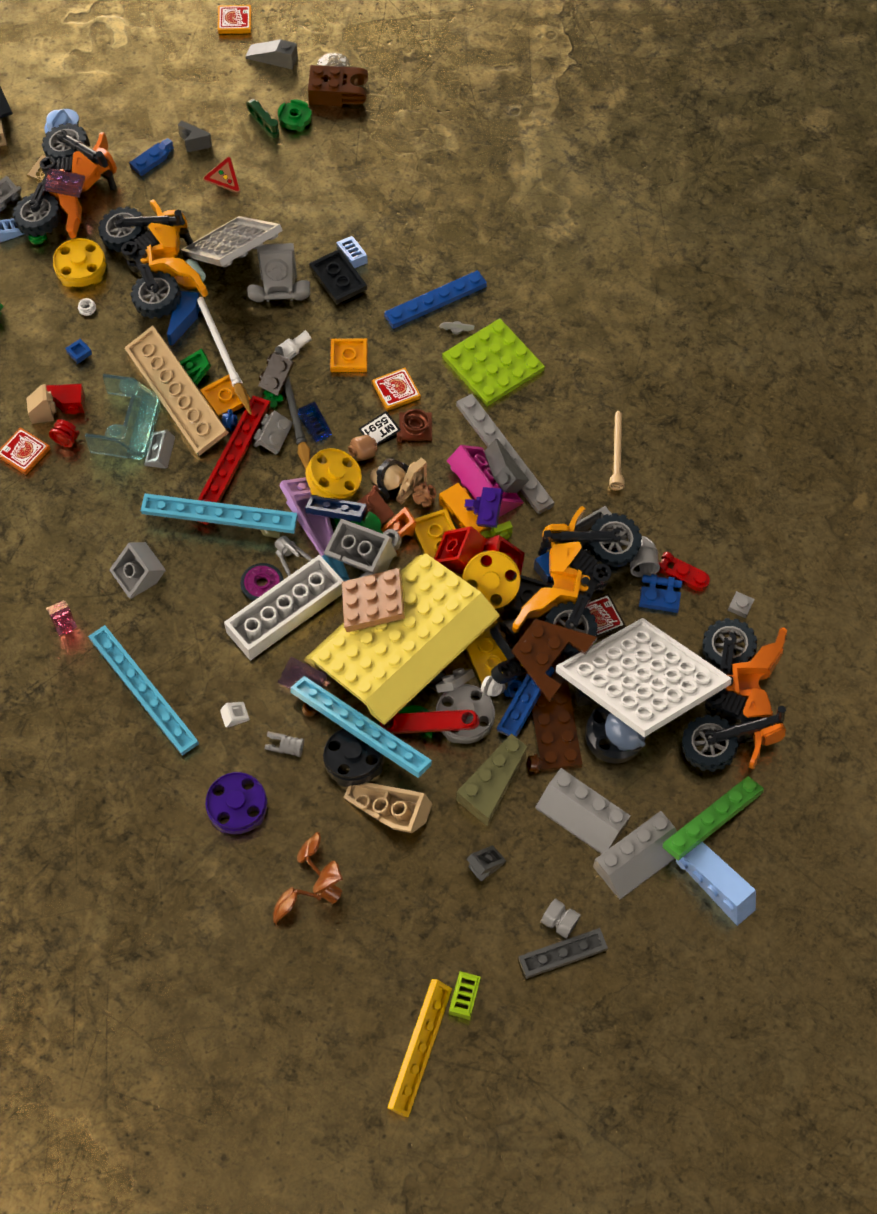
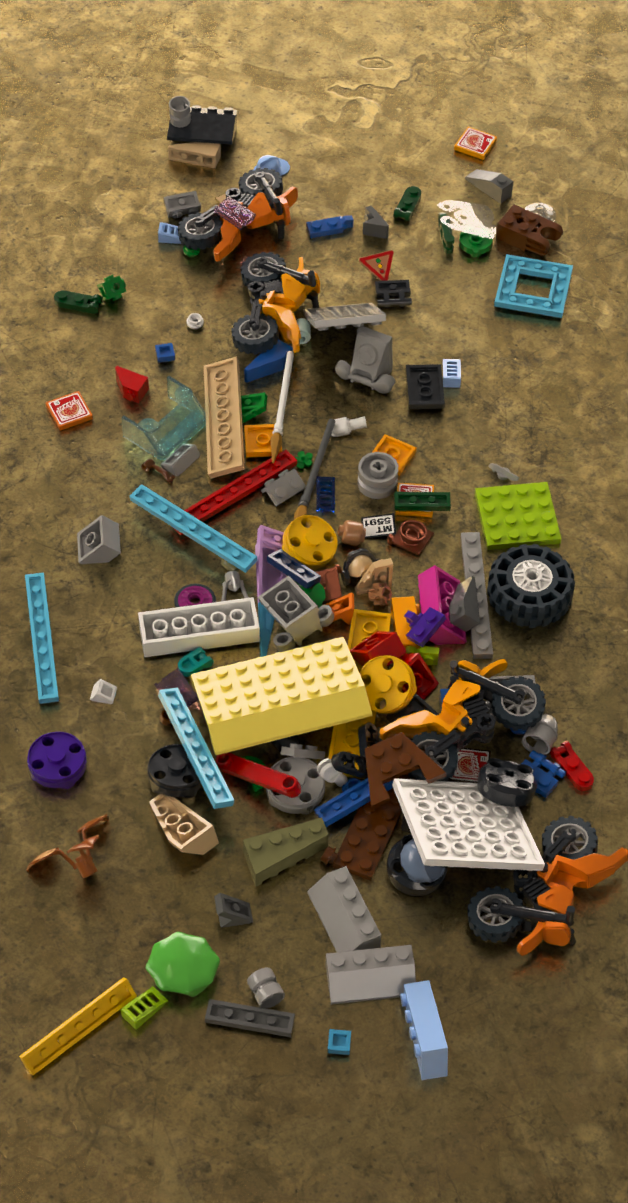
camera: 30 degrees right, 10 degrees down
(41, 405) = (104, 381): tan slope -> none
(61, 617) = (12, 550): clear pink slope -> none
(64, 433) = (109, 410): red wheel -> none
(79, 263) = (211, 283): yellow piece -> none
(135, 468) = (149, 464): none -> reddish brown piece
(210, 103) = (408, 203): none -> dark green plate
(229, 420) = (253, 460): blue plate -> none
(251, 193) = (391, 289): none -> black plate
(276, 373) = (315, 439): dark brown bracket -> none
(285, 97) = (476, 222): none -> clear piece
(288, 744) = (129, 736): light grey hinge -> none
(298, 648) = (189, 665): none -> teal plate
(351, 381) = (377, 475): none -> light grey wheel
(358, 159) = (549, 306): none -> medium azure plate
(373, 600) = (271, 651): plate -> none
(406, 388) = (422, 501): none -> dark green plate
(435, 299) = (500, 442): blue plate -> none
(477, 937) = (183, 964): none -> bright green piece
(549, 423) = (531, 585): none -> black wheel
(617, 480) = (562, 662): tan piece -> none
(646, 618) = (507, 783): none -> black piece
(651, 931) = (339, 1042): none -> dark azure plate
(712, 818) = (456, 976): bright green plate -> none
(741, 604) = (608, 818): light grey plate -> none

